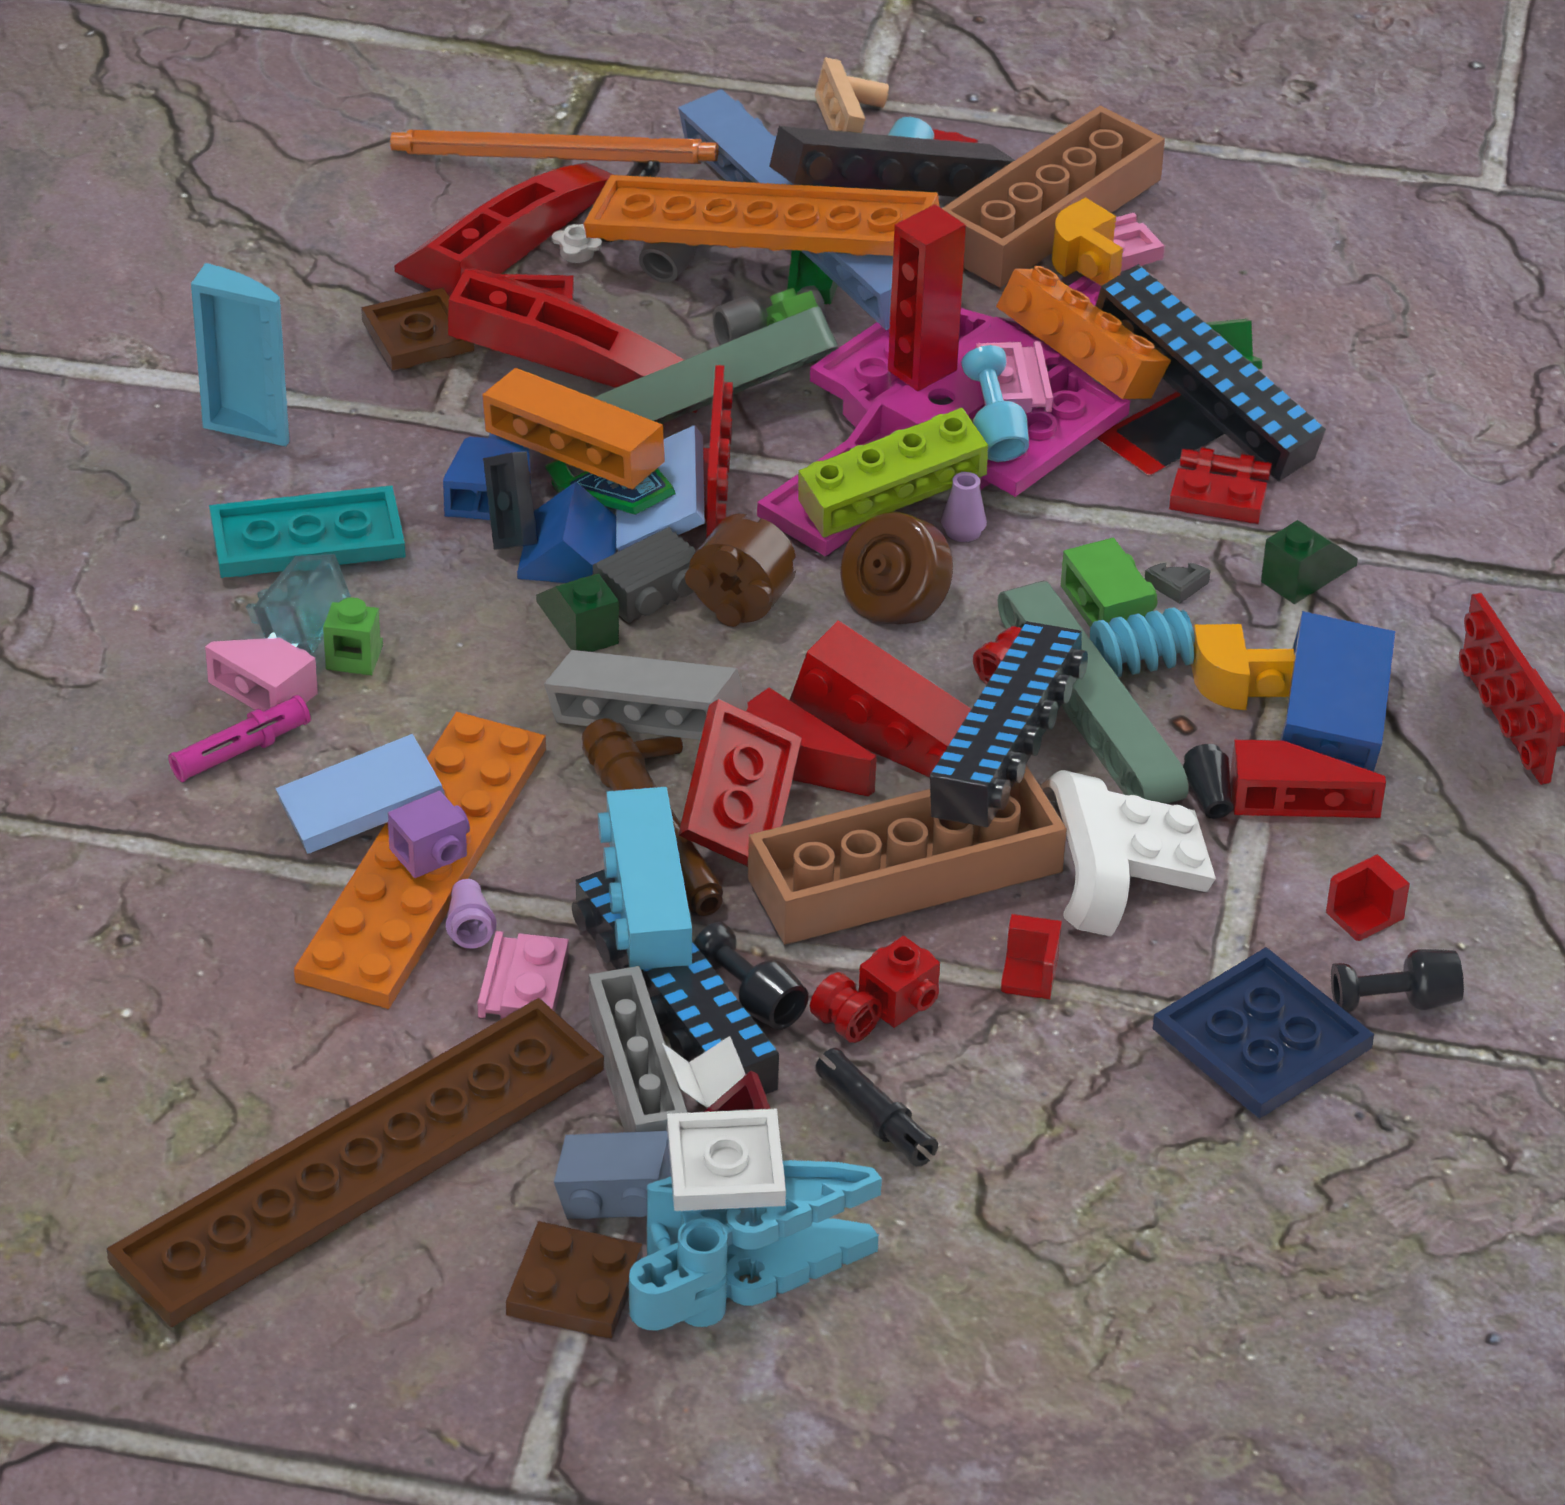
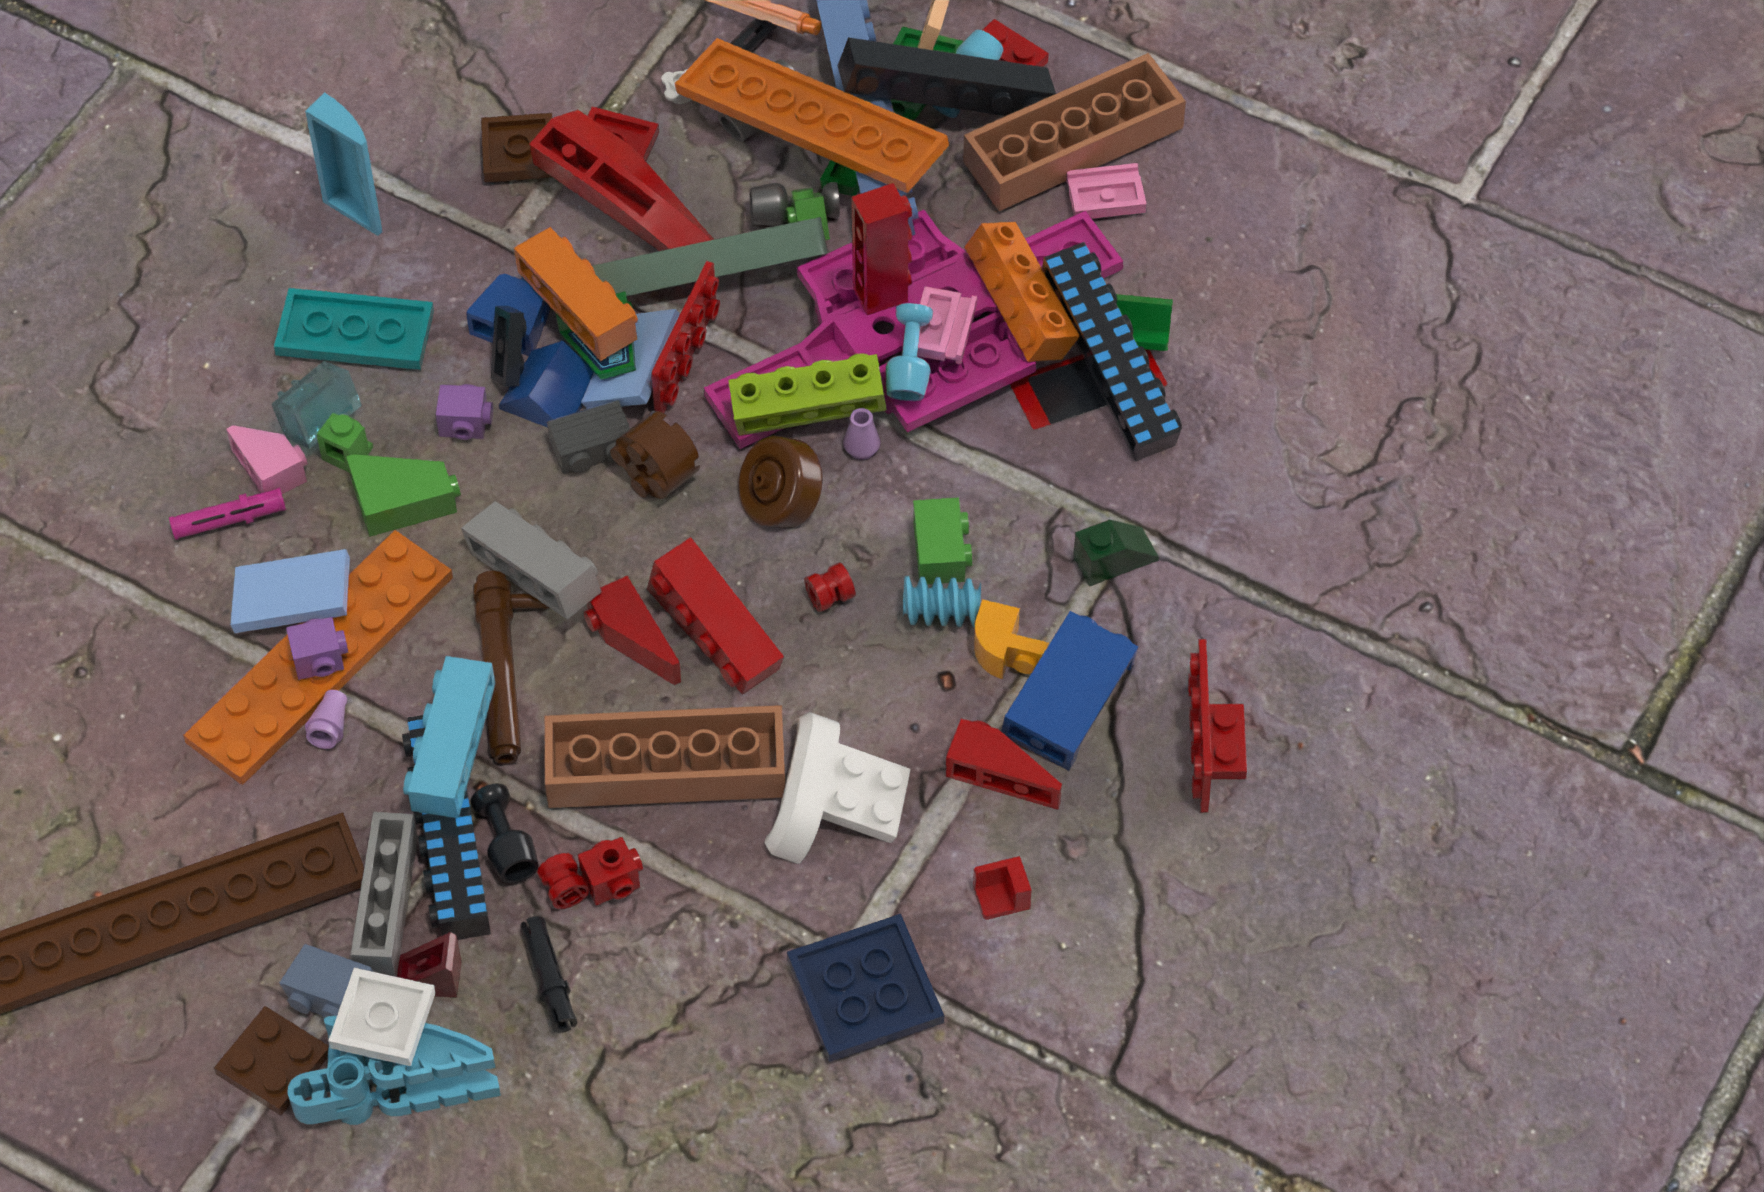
camera: 20 degrees right, 15 degrees up
(443, 671) = (401, 491): none -> bright green slope
(482, 581) = (463, 411): none -> medium lavender brick
(504, 227) = (626, 62): red wedge -> none
(522, 972) = (346, 784): bright pink plate -> none
(583, 613) = (526, 460): dark green slope -> none
(708, 1074) = (422, 920): white sticker -> none
(738, 781) = (561, 662): red plate -> none
(1007, 724) = (778, 667): black brick -> none
(1031, 956) = (724, 874): red panel -> none
(1086, 242) = (1070, 189): light orange brick -> none
(1103, 706) = (880, 640): sand green beam -> none
(1178, 582) = (1005, 541): dark grey tile -> none
(1209, 778) = (934, 742): black cone -> none
(1217, 494) = (1076, 465): red plate -> none
(1428, 977) = (1011, 976): black piece -> none

